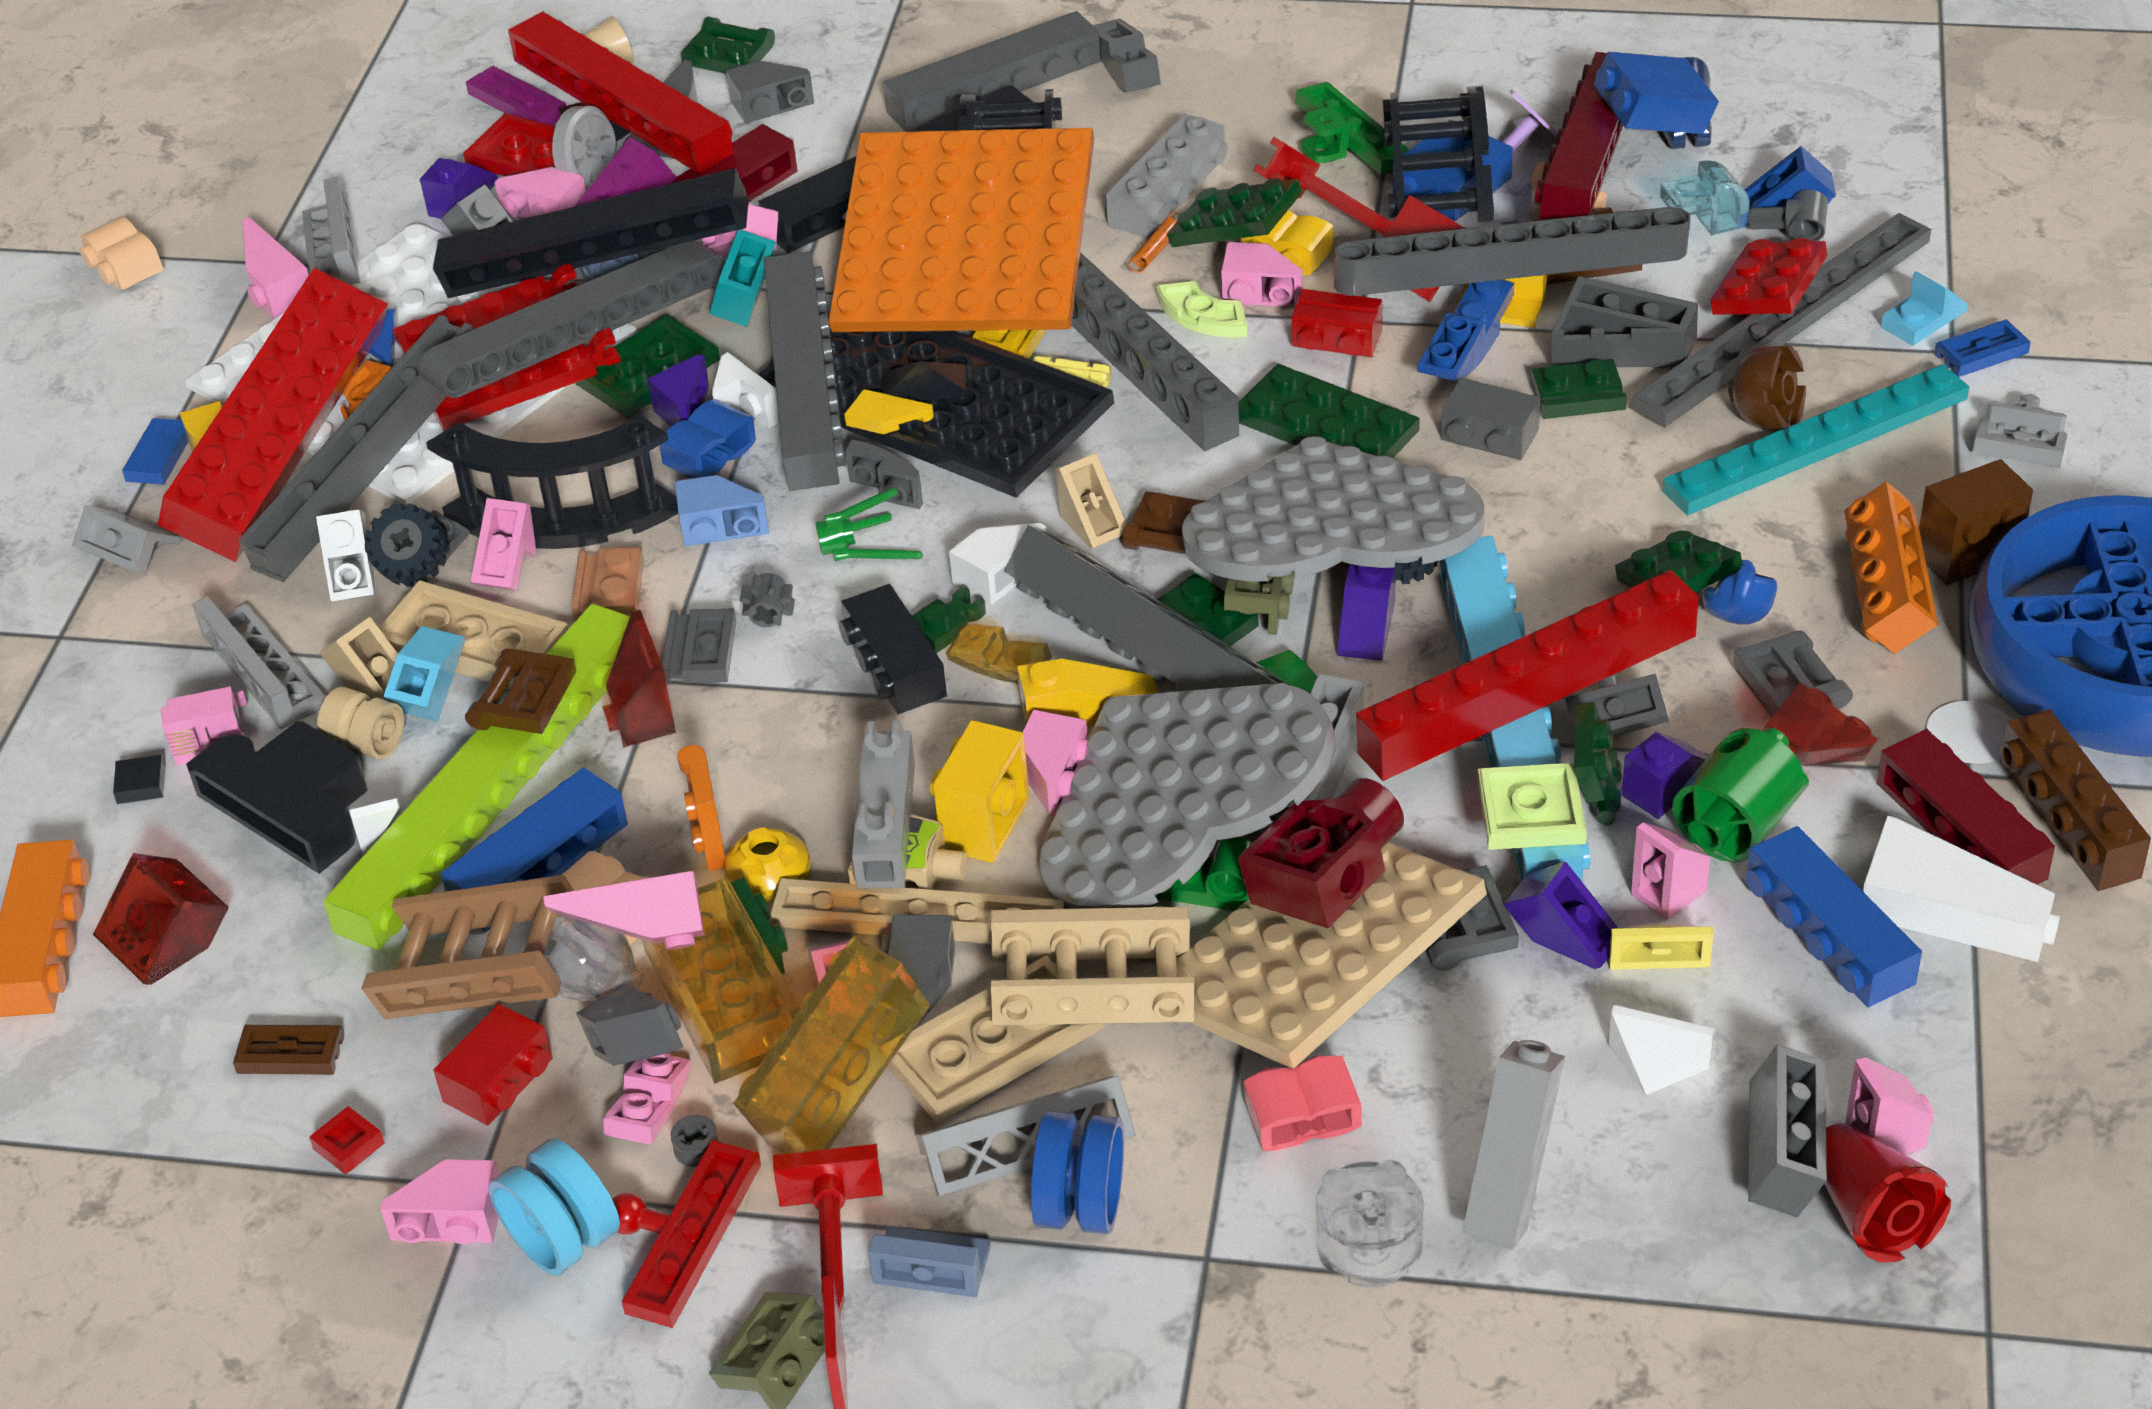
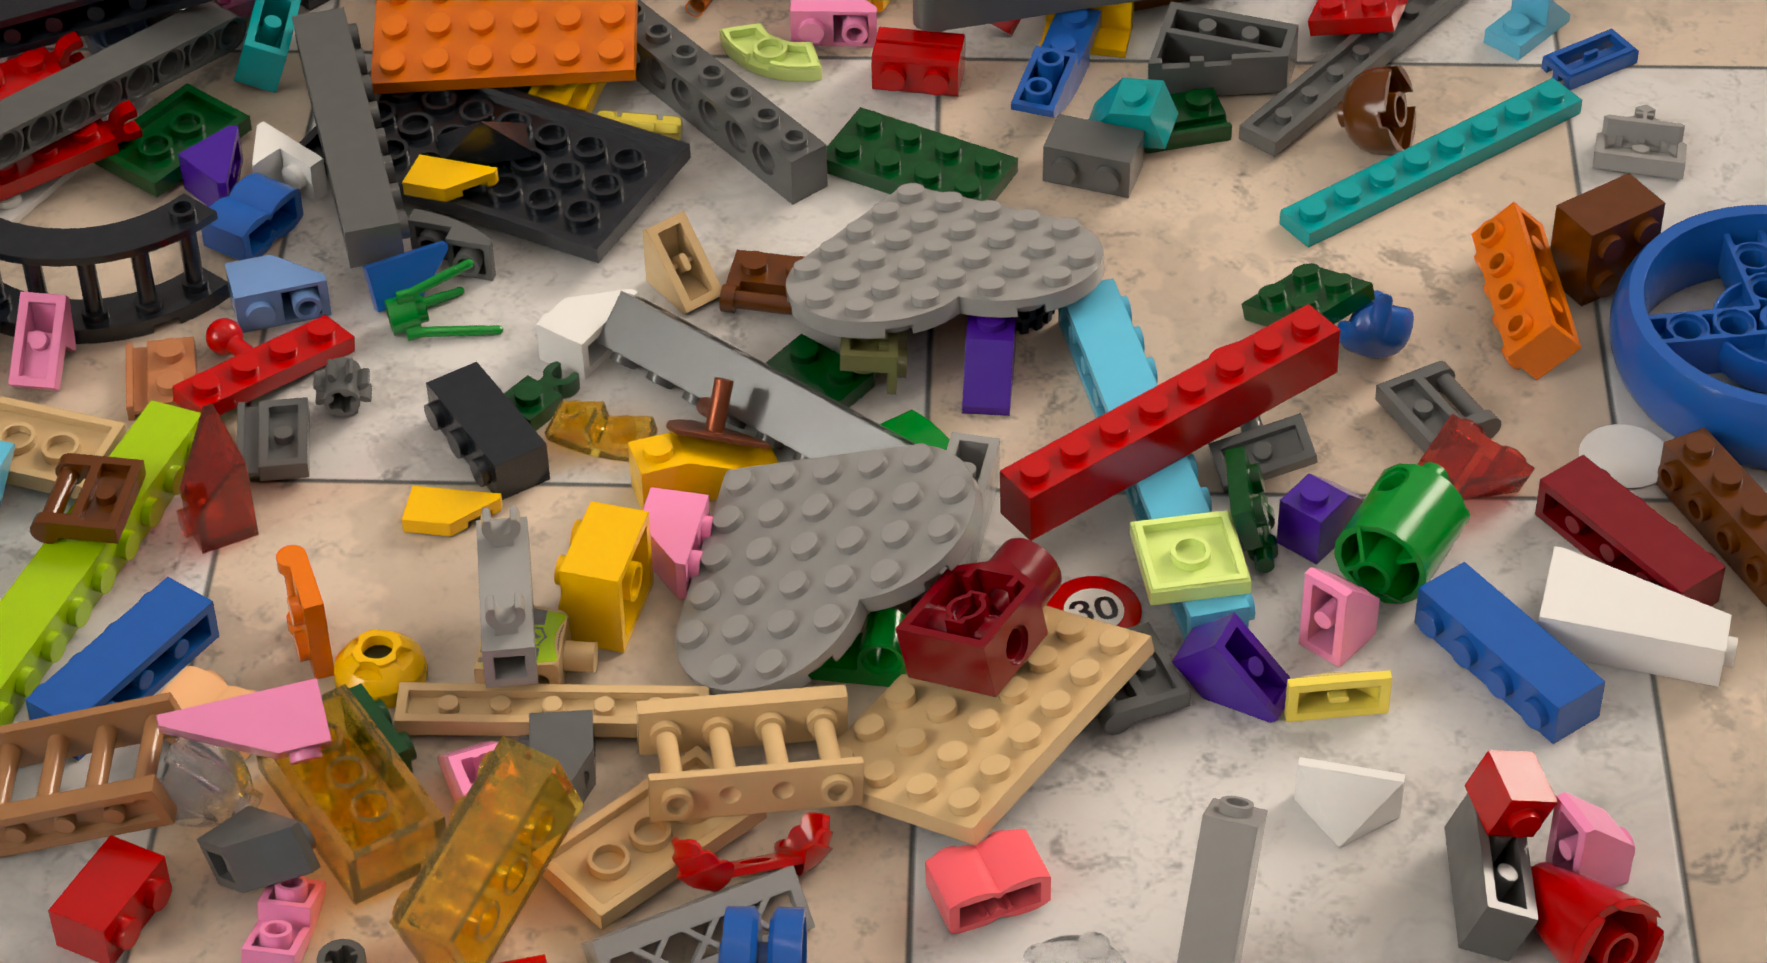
camera: 10 degrees left, 0 degrees up
(696, 579) = (260, 368): none -> red plate
(835, 496) = (402, 272): none -> blue tile
(845, 719) = (445, 510): none -> yellow tile
(1099, 658) = (715, 411): none -> copper shield
(1131, 1063) = (803, 849): none -> red piece
(1443, 841) = (1099, 600): none -> sticker
(1539, 374) = (1141, 106): none -> teal slope
(1811, 1055) = (1510, 793): none -> red brick

